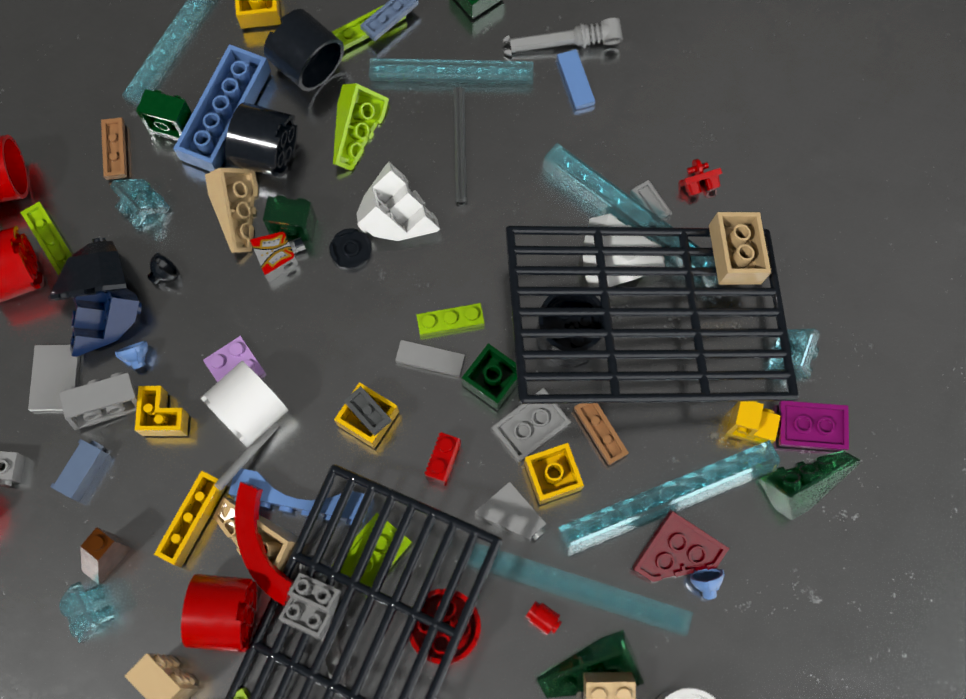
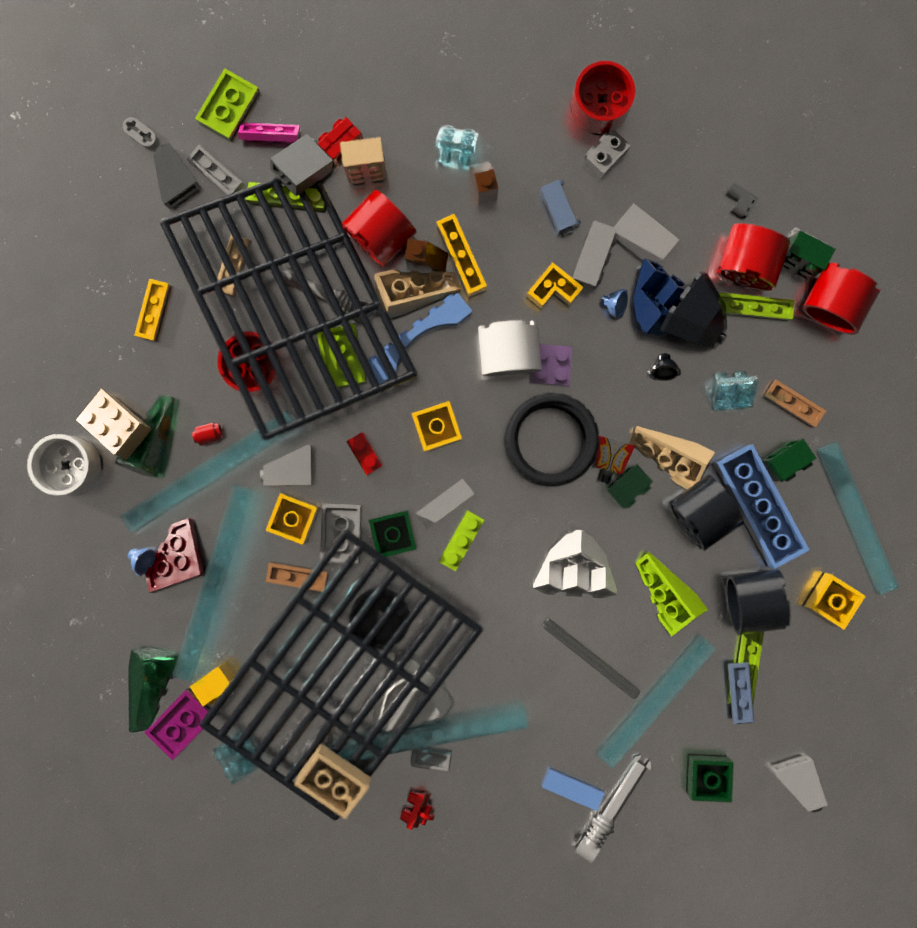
camera: 135 degrees right, 15 degrees up
(217, 552) = (425, 256): none -> reddish brown slope
(244, 458) = (471, 314): light grey bar -> none
(251, 546) = (406, 280): red tile -> none
(277, 273) = (581, 416): none -> black tyre
(310, 606) = (333, 287): light grey slope -> none
(350, 249) = (573, 513): black tile -> none
(367, 411) = (434, 427): dark grey plate -> none

